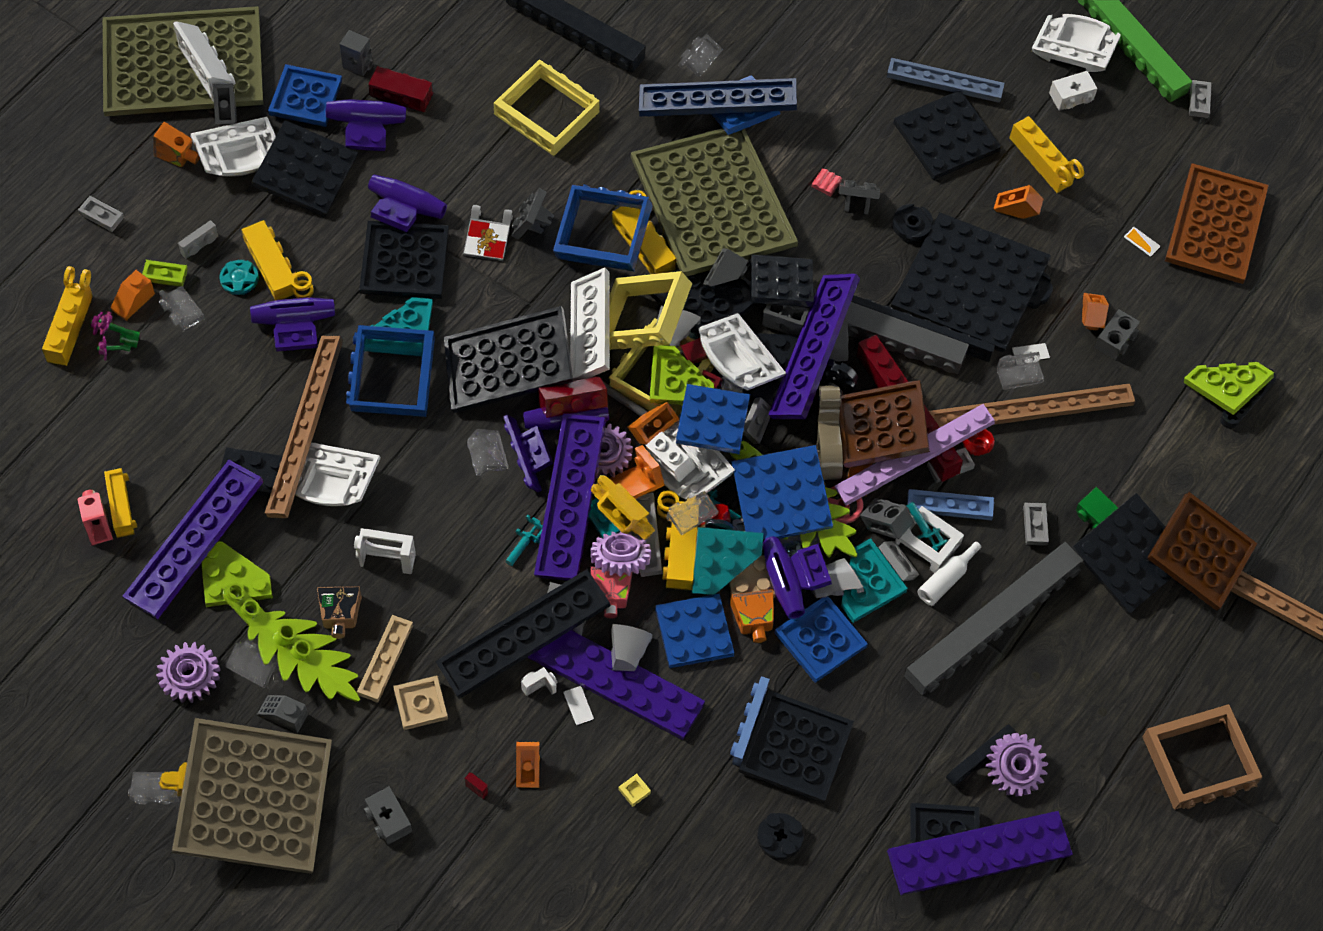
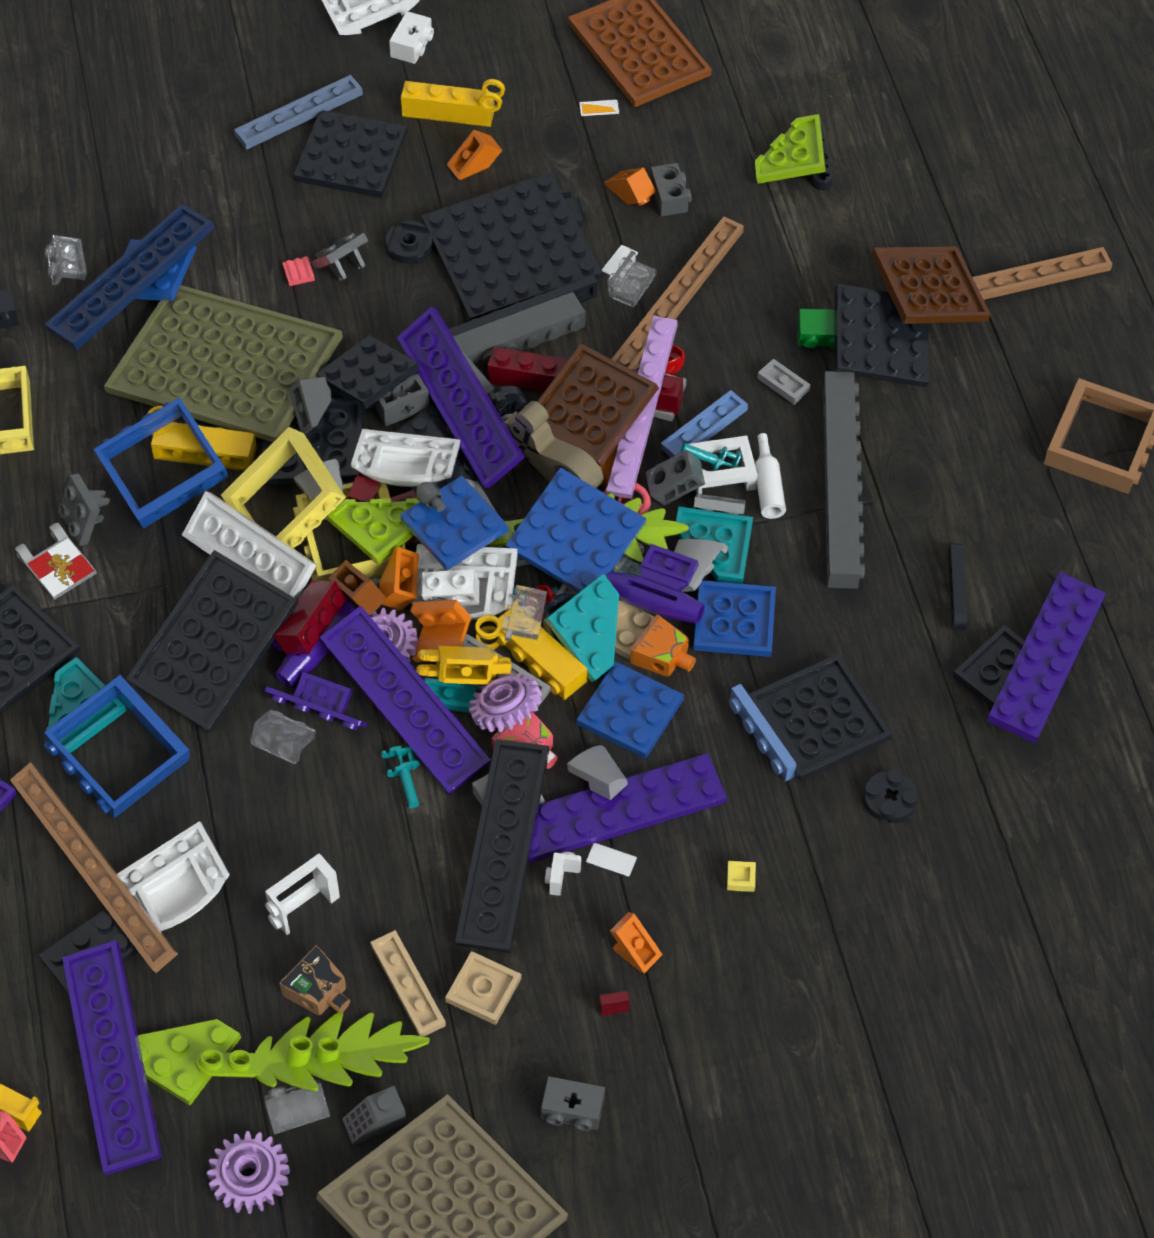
camera: 45 degrees left, 5 degrees down
(620, 405) = (357, 587): none -> dark orange brick
(711, 389) = (430, 496): none -> dark grey cylinder
(1029, 759) = (992, 566): lavender gear -> none

